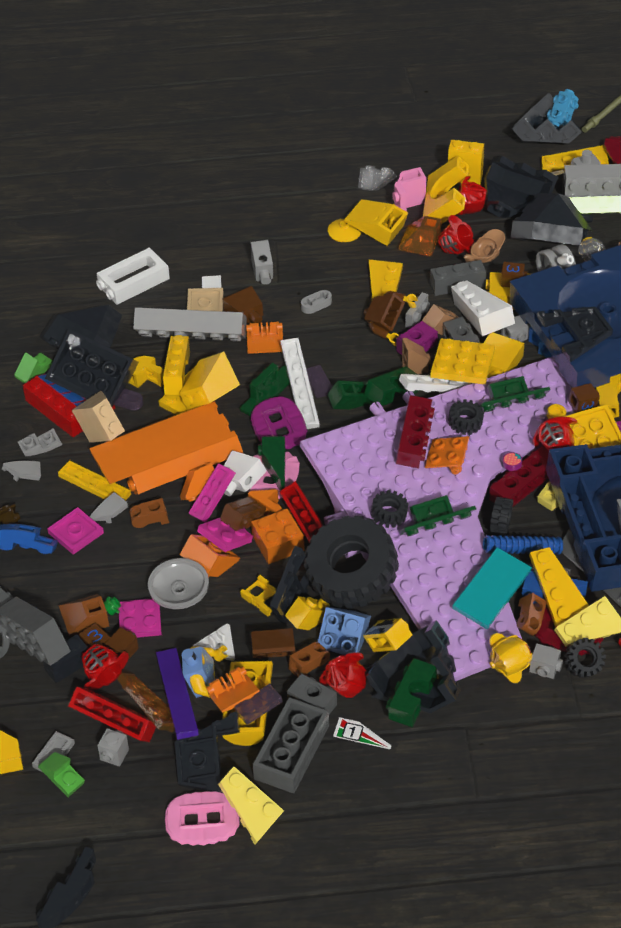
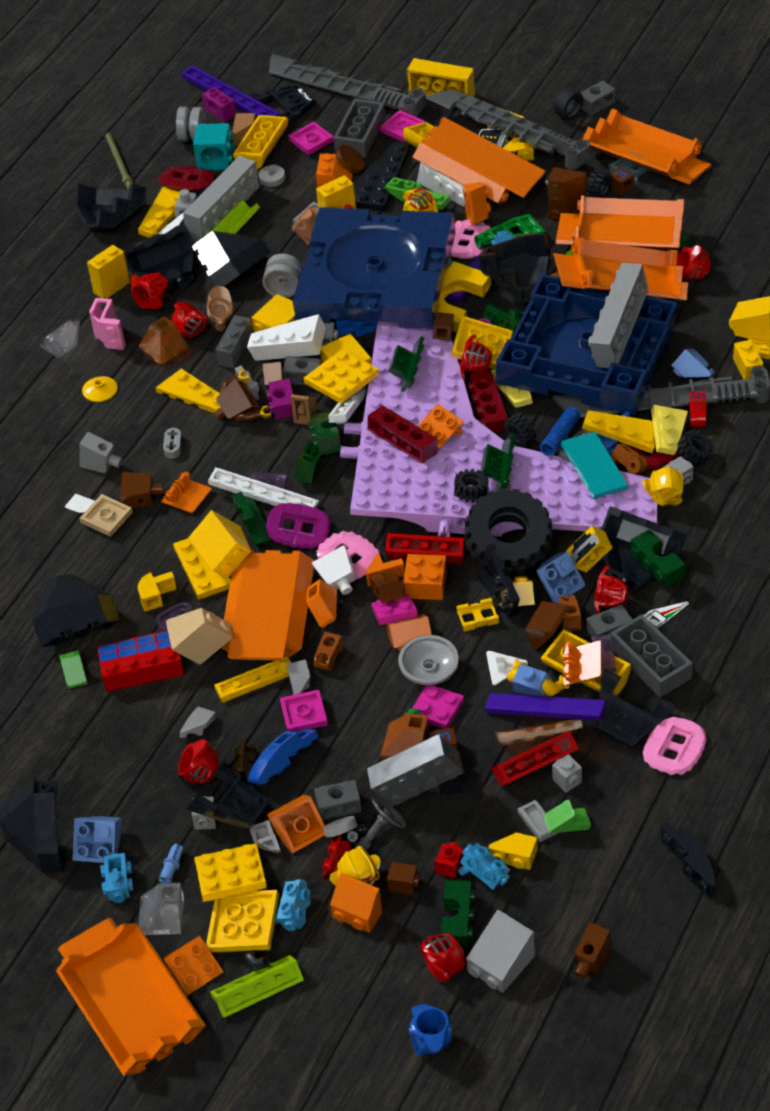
camera: 55 degrees left, 0 degrees up
(36, 445) = (173, 698): light grey slope -> none
(90, 367) = (131, 616): black slope -> none
(102, 665) = (477, 745): red piece -> none
(123, 641) = (463, 727): reddish brown brick -> none
(136, 284) = (29, 571): white piece -> none
(174, 370) = (189, 564): yellow arch -> none
(190, 323) = (133, 531): light grey brick -> none
(212, 493) = (345, 597): dark pink plate -> none
(251, 804) = (689, 703): light yellow wing -> none
(274, 458) = (335, 535): dark green slope -> none
(377, 220) = (119, 357): yellow slope -> none
(439, 200) = (148, 311): yellow arch -> none
(466, 425) = (409, 399): black tyre -> none
(511, 272) = (274, 302): reddish brown brick -> none
(512, 461) = (473, 396): tile -> none
(556, 410) = (442, 349): yellow tile -> none
(563, 108) = (102, 182): dark azure brick -> none
(565, 259) = (297, 261): white arm -> none
(584, 324) = (389, 278): black wing -> none
(590, 246) = (282, 246): clear hair -> none

